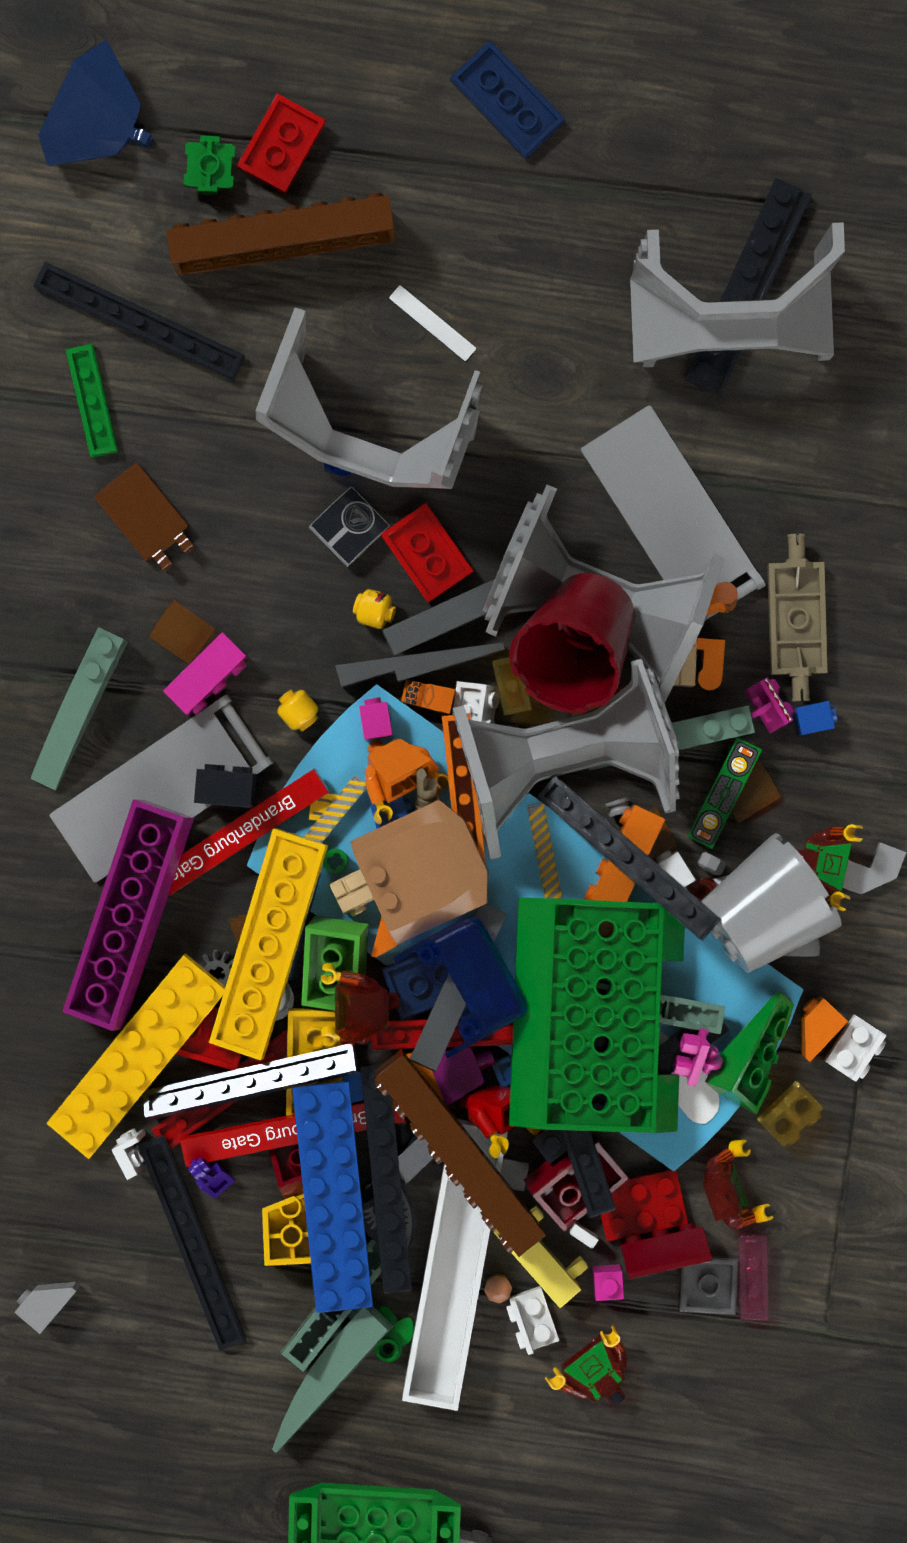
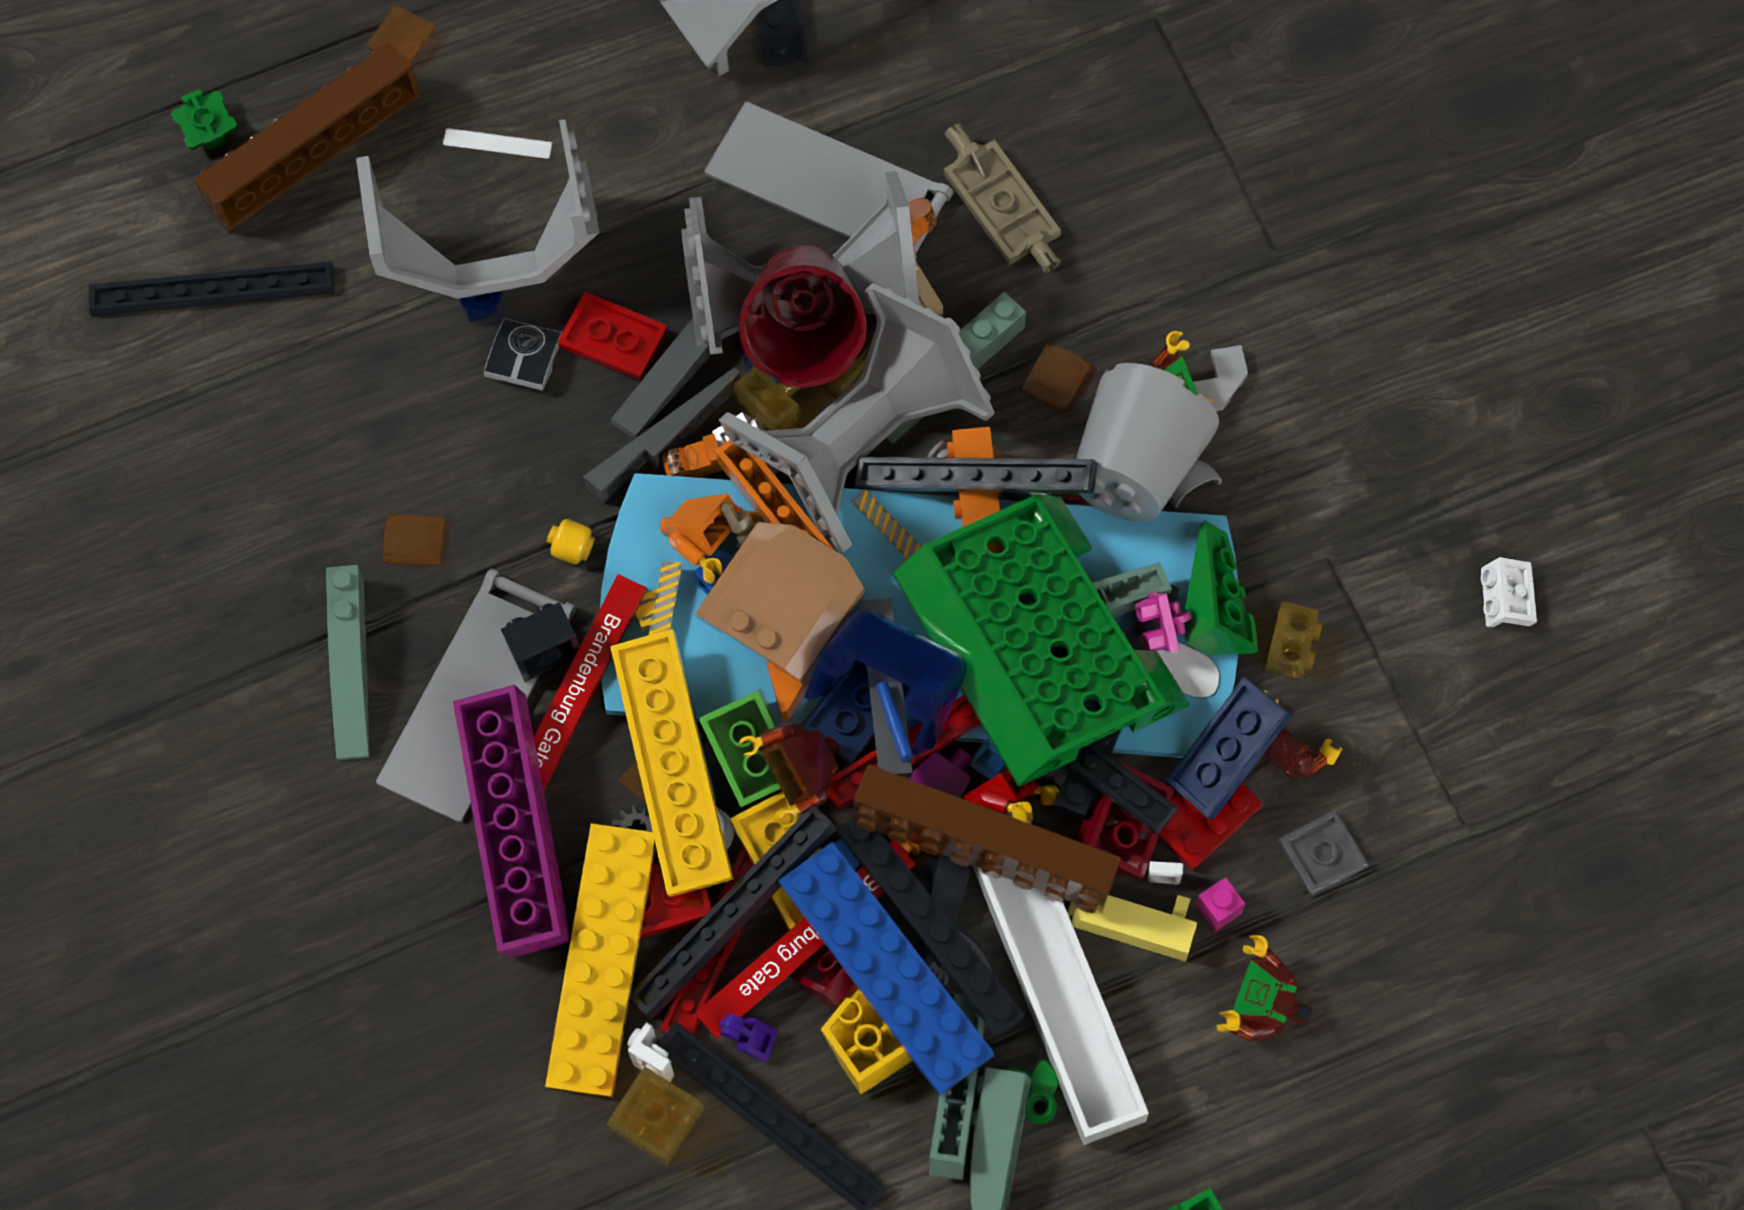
camera: 30 degrees left, 20 degrees down
(92, 111) = (65, 131): dark blue panel -> none
(92, 400) = (204, 382): green tile -> none
(109, 1198) = (655, 1116): none -> clear yellow brick
(144, 515) = (316, 454): reddish brown tile -> none
(206, 675) = (460, 560): dark pink brick -> none
(281, 144) = (263, 68): red plate -> none
(340, 868) = (701, 655): green bush -> none
(352, 893) = (729, 666): tan brick -> none
(374, 608) = (591, 410): yellow head -> none
(375, 719) = (653, 499): dark pink brick -> none
(407, 179) = (404, 31): none -> clear orange piece
(446, 1023) = (894, 721): none -> blue piece
(498, 1288) = (1114, 980): nougat tile -> none
(533, 1319) = (1169, 990): white bracket -> none
(665, 1251) = (1258, 839): dark red slope -> none
(684, 1181) = (1228, 748): none -> dark blue tile
(711, 864) = (1063, 451): light grey tile -> none
(712, 660) = (946, 282): orange leg -> none
(724, 792) = (1034, 386): tile -> none
(753, 1277) = (1361, 817): clear pink plate -> none
(769, 705) = (1024, 286): dark pink hips -> none
(814, 718) = (1074, 276): blue brick -> none
(818, 1026) = (1264, 543): orange slope -> none
(856, 1048) = (1314, 546): white bracket -> none

